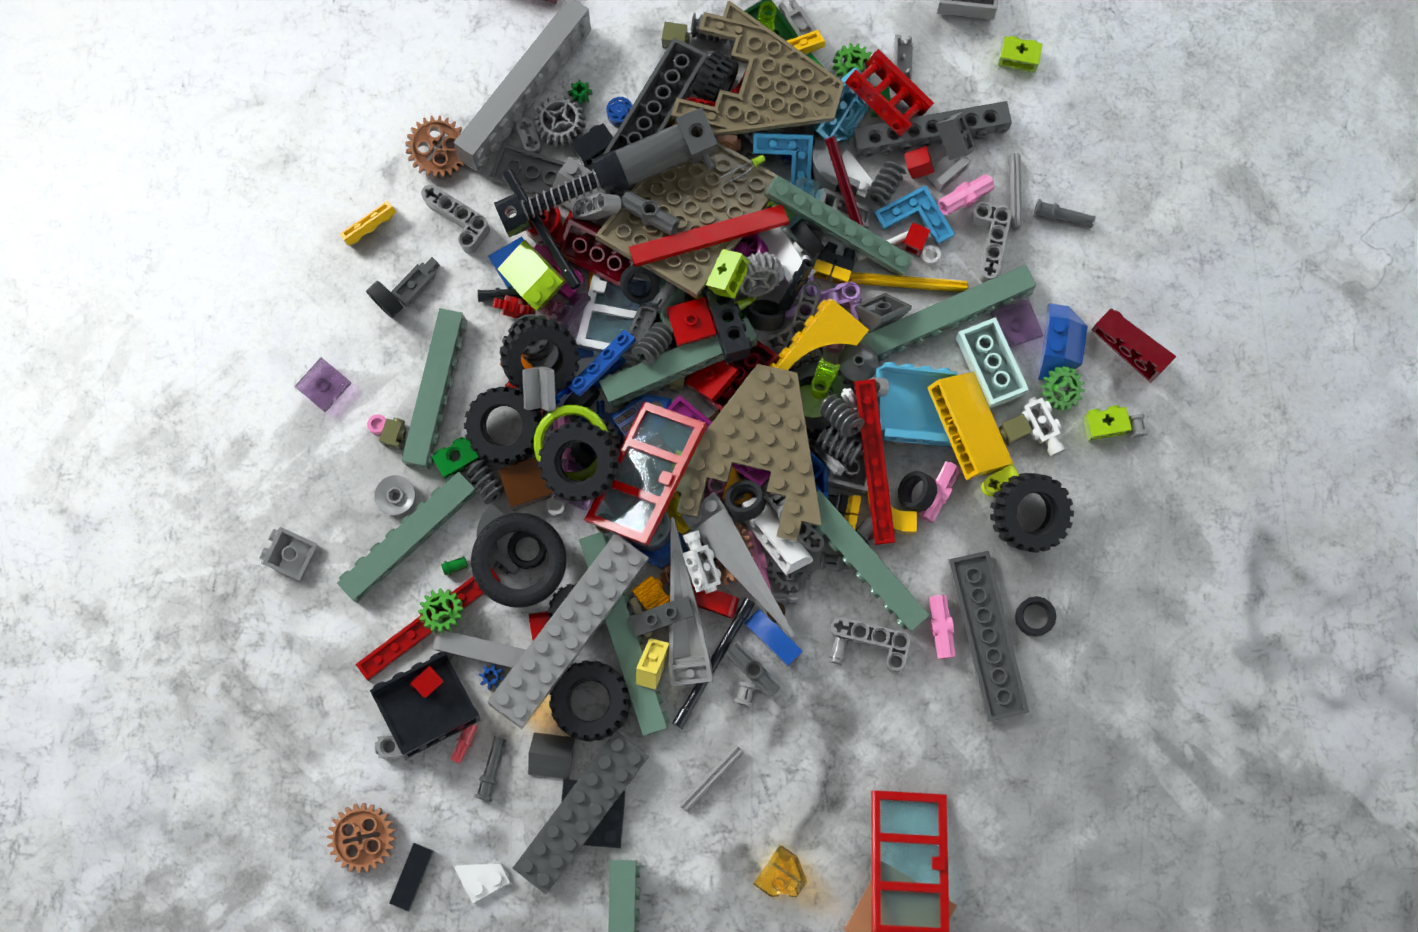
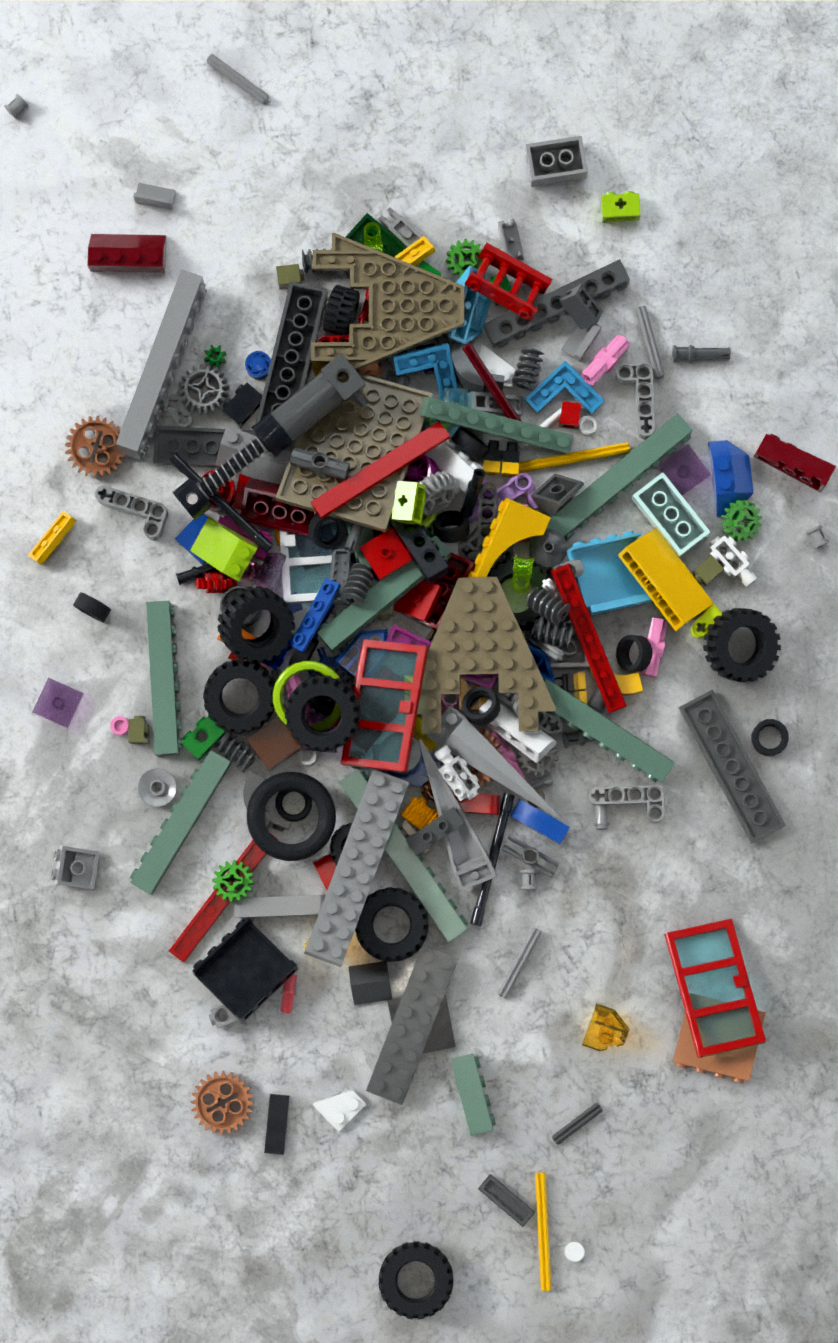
camera: 15 degrees left, 5 degrees up
(415, 281) = (114, 582): dark grey hinge -> none
(426, 682) = (240, 949): red panel -> none
(454, 565) = (231, 836): green pin -> none
(489, 779) = (320, 1020): dark grey pin -> none
(494, 682) = (300, 931): blue gear -> none
(539, 388) = (266, 655): light grey panel -> none
(596, 207) = (268, 469): light grey beam -> none
(652, 663) = (438, 875): light yellow panel -> none
(756, 161) = (402, 385): piece -> none
(919, 162) = (553, 340): red panel -> none
(941, 626) = (688, 770): bright pink piece -> none
(1118, 425) = (783, 550): lime brick -> none

